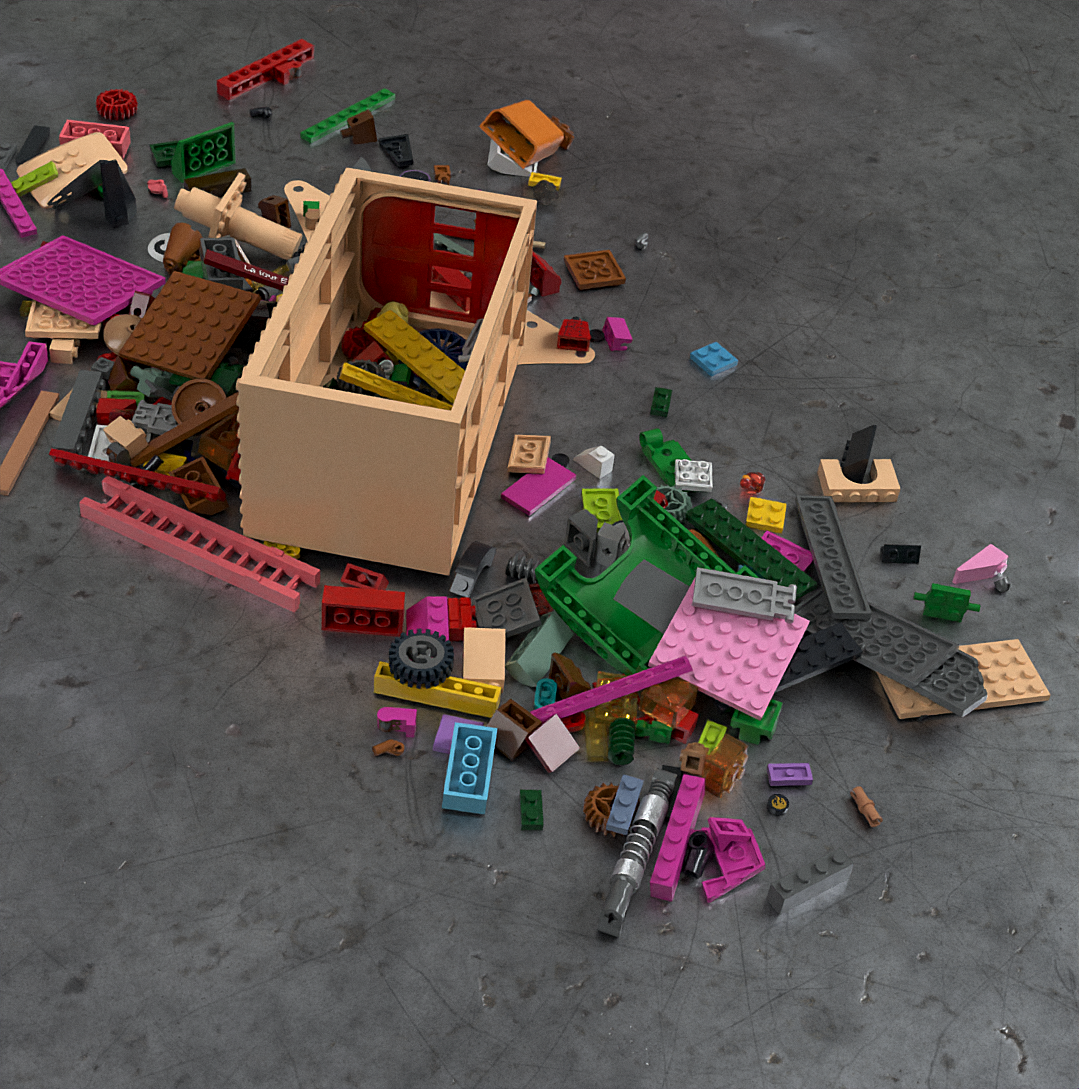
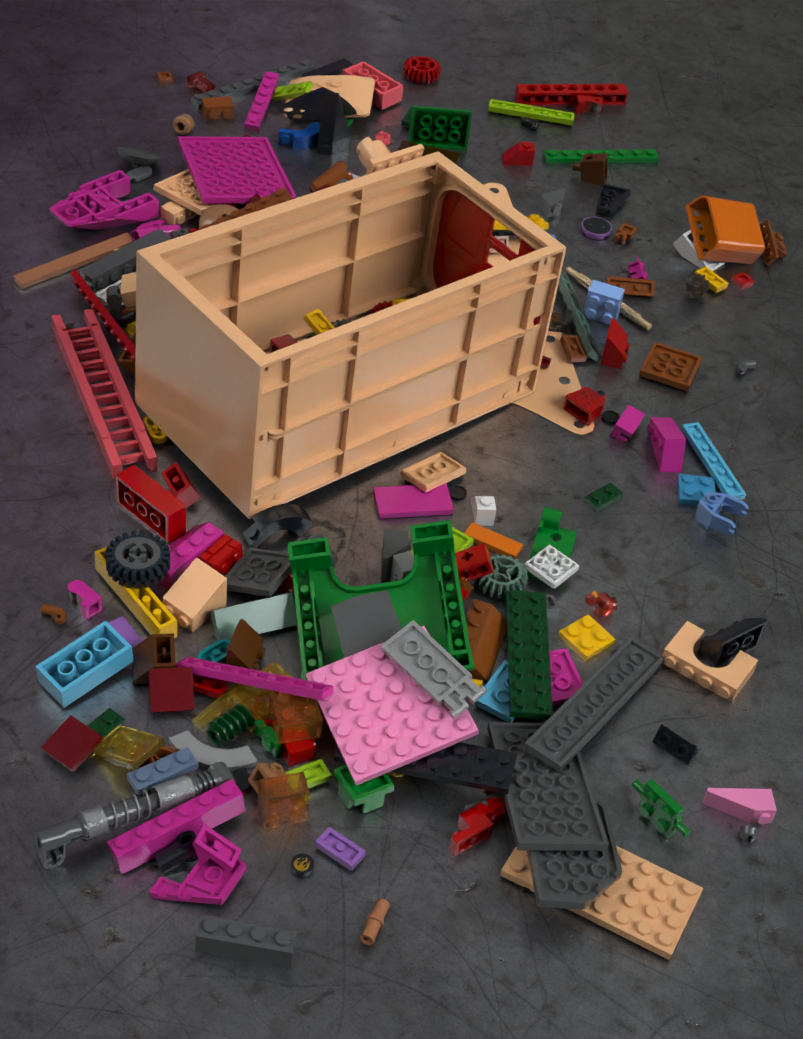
camera: 40 degrees right, 0 degrees up
(63, 378) = (148, 227): none -> dark pink pin
(88, 223) = (300, 139): none -> blue arch
(251, 101) = (532, 112): none -> lime plate
(287, 145) = (519, 154): none -> red slope
(531, 834) = (72, 743): none -> dark red tile
(565, 170) = (742, 280): none -> red tile
(574, 807) = (127, 747): none -> clear yellow tile
(623, 481) = (494, 541): none -> orange tile
(641, 769) = (207, 755): none -> light grey tile
(661, 332) = (667, 443): none -> dark pink wedge
(702, 329) = (712, 460): none -> medium azure plate
(741, 366) = (712, 505): none -> medium blue piece
(849, 691) = (477, 823): none -> red plate

